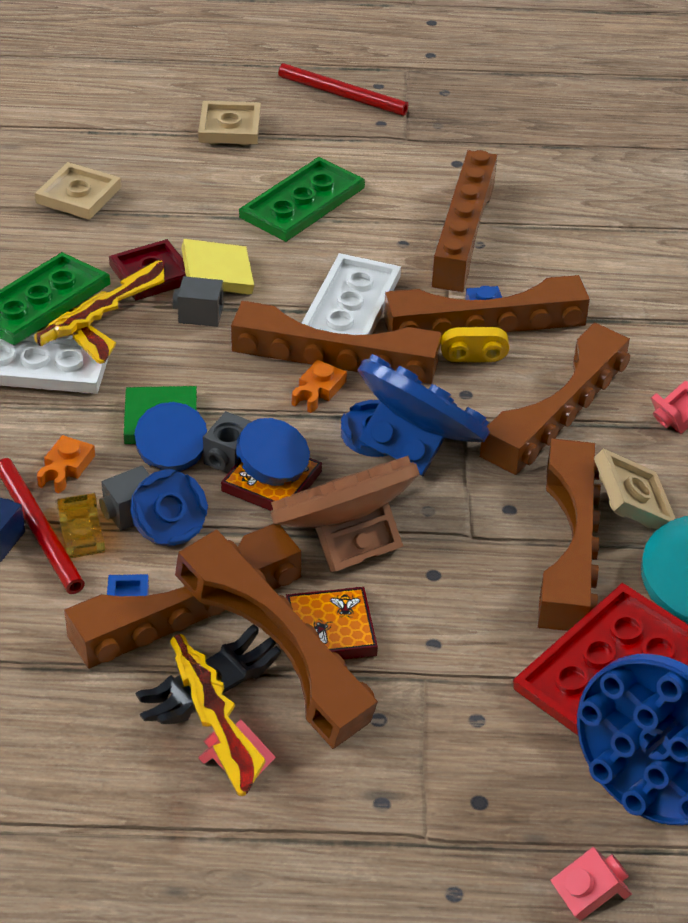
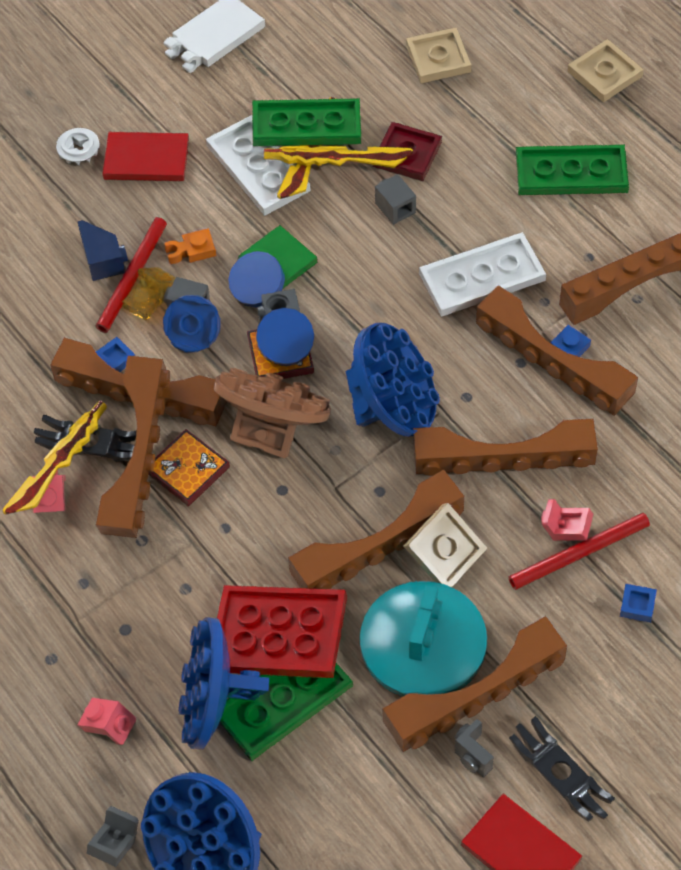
camera: 55 degrees right, 15 degrees up
(219, 262) = (441, 181): light yellow tile -> none
(272, 334) = (459, 337): dark orange arch -> none
(318, 382) = (393, 312): orange plate -> none
(474, 344) = (510, 368): yellow plate -> none

